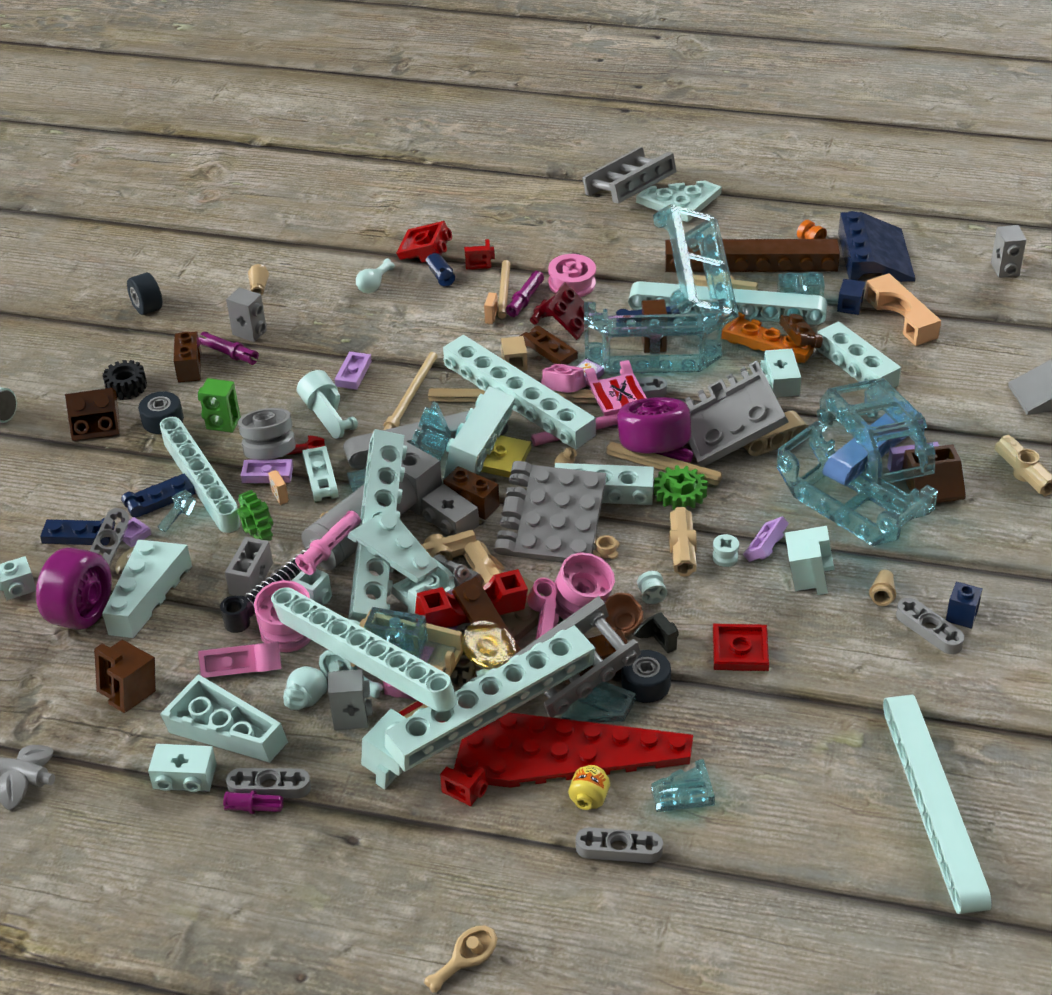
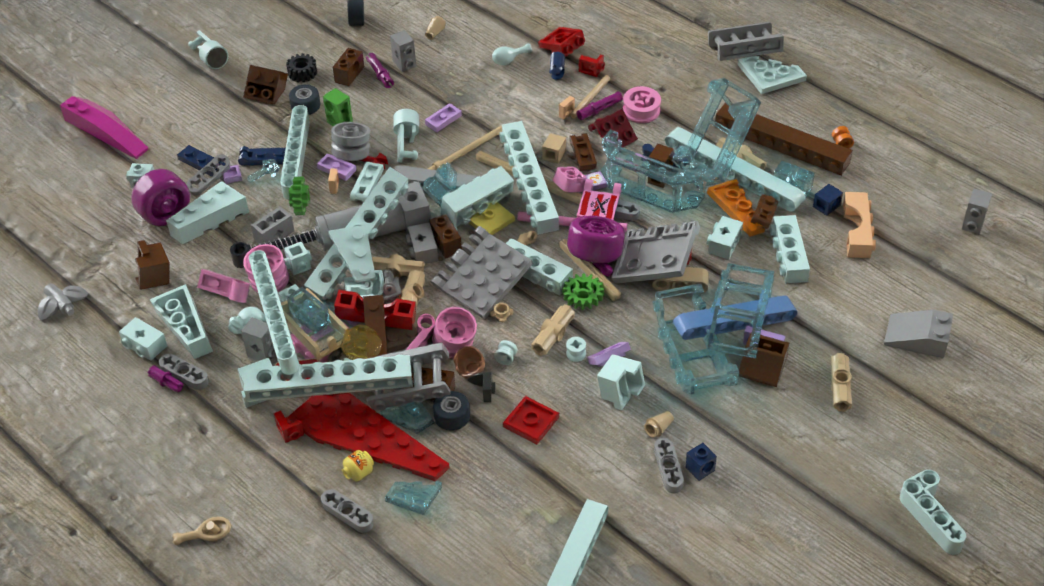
camera: 30 degrees right, 5 degrees up
(321, 549) = (311, 234): bright pink pin -> none
(873, 247) = (881, 168): dark blue piece -> none

